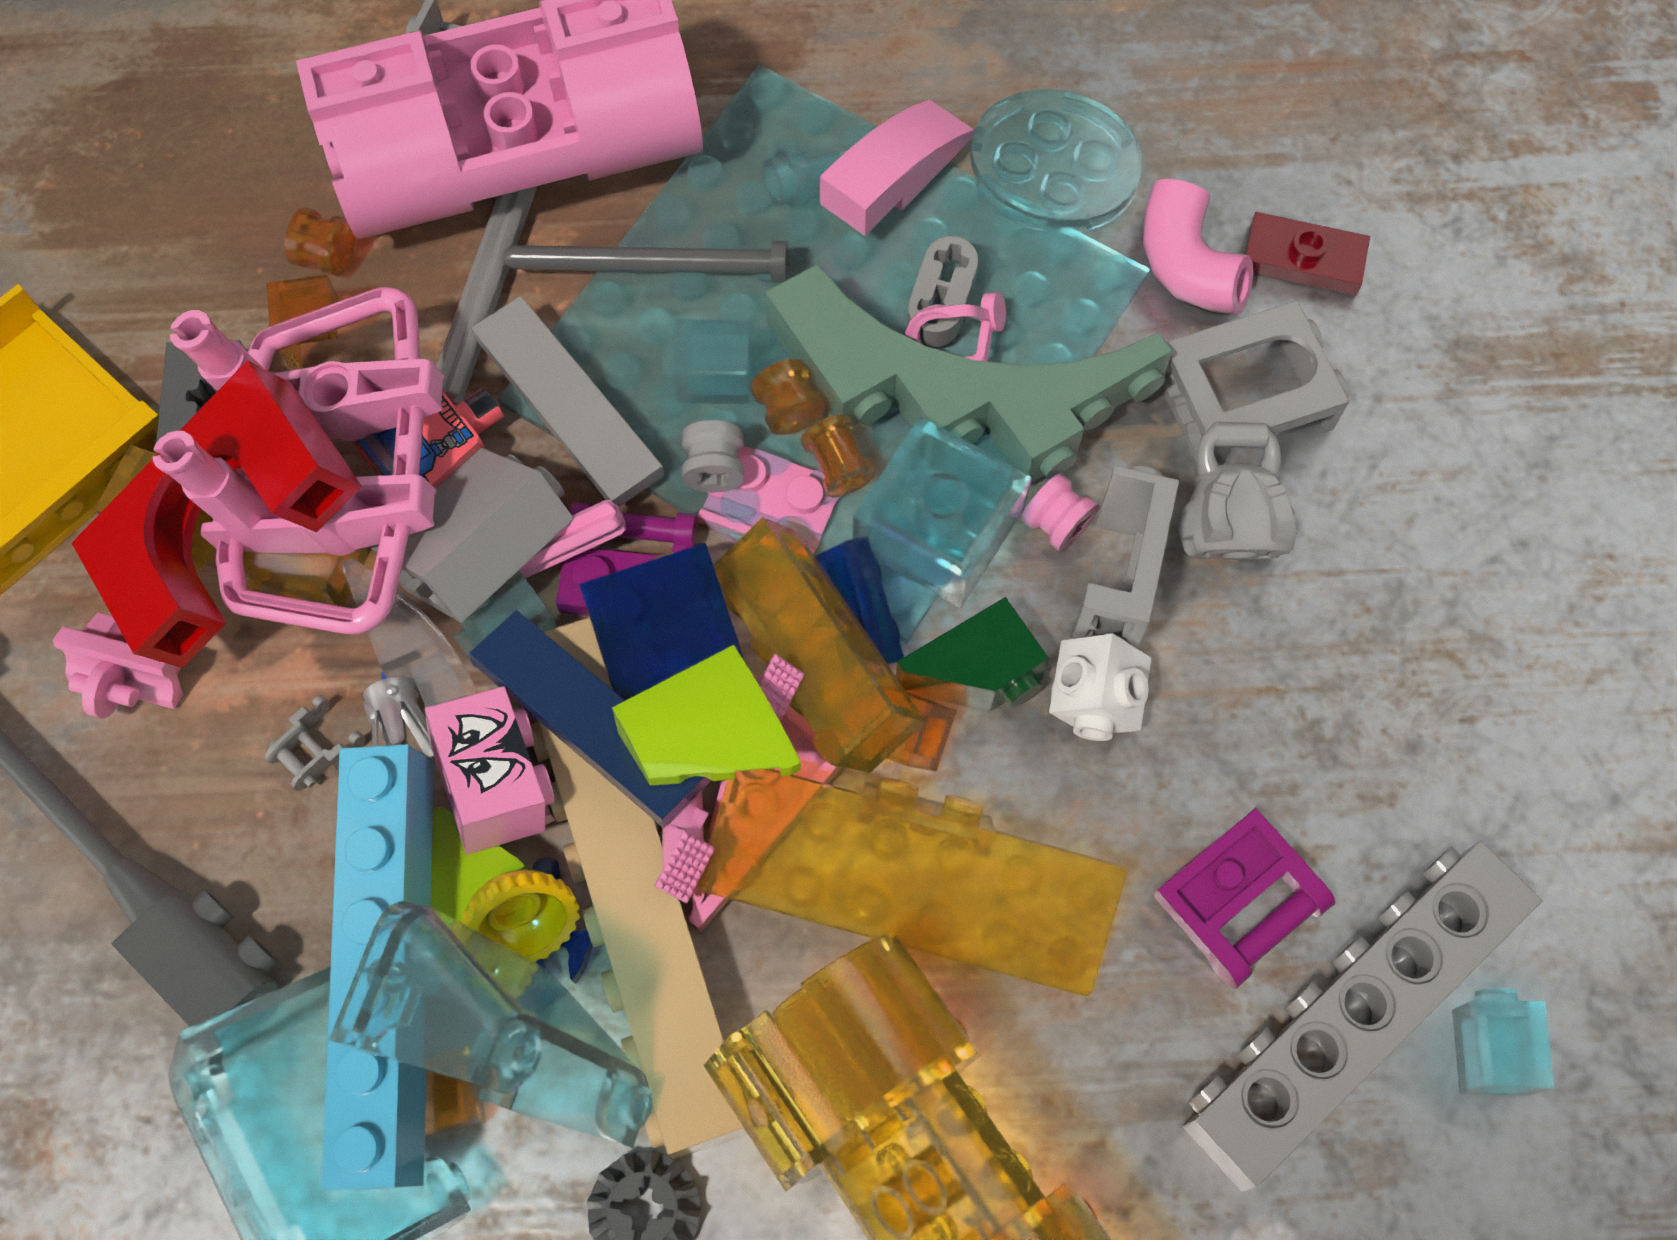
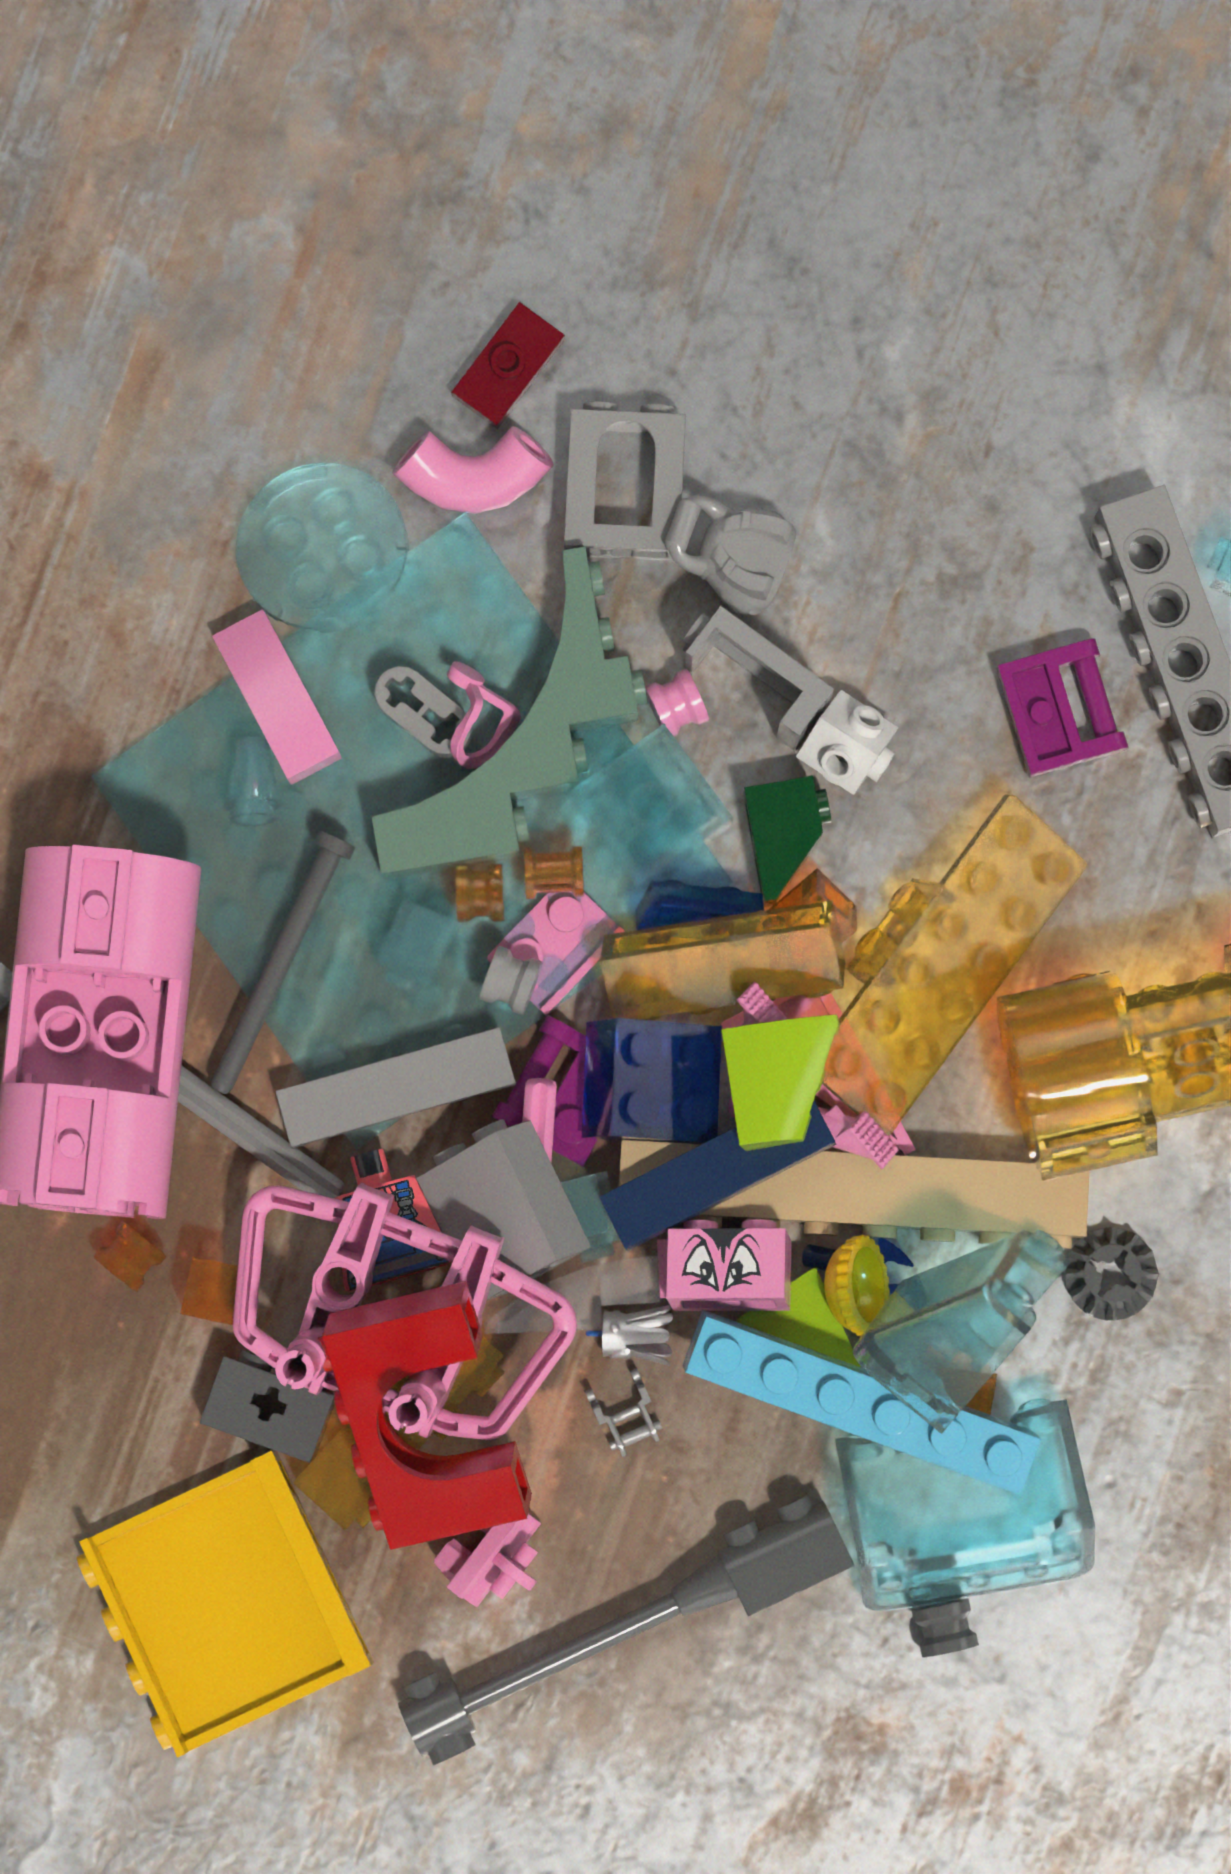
camera: 65 degrees left, 15 degrees up
(167, 1178) = (945, 1627): none -> dark grey wheel

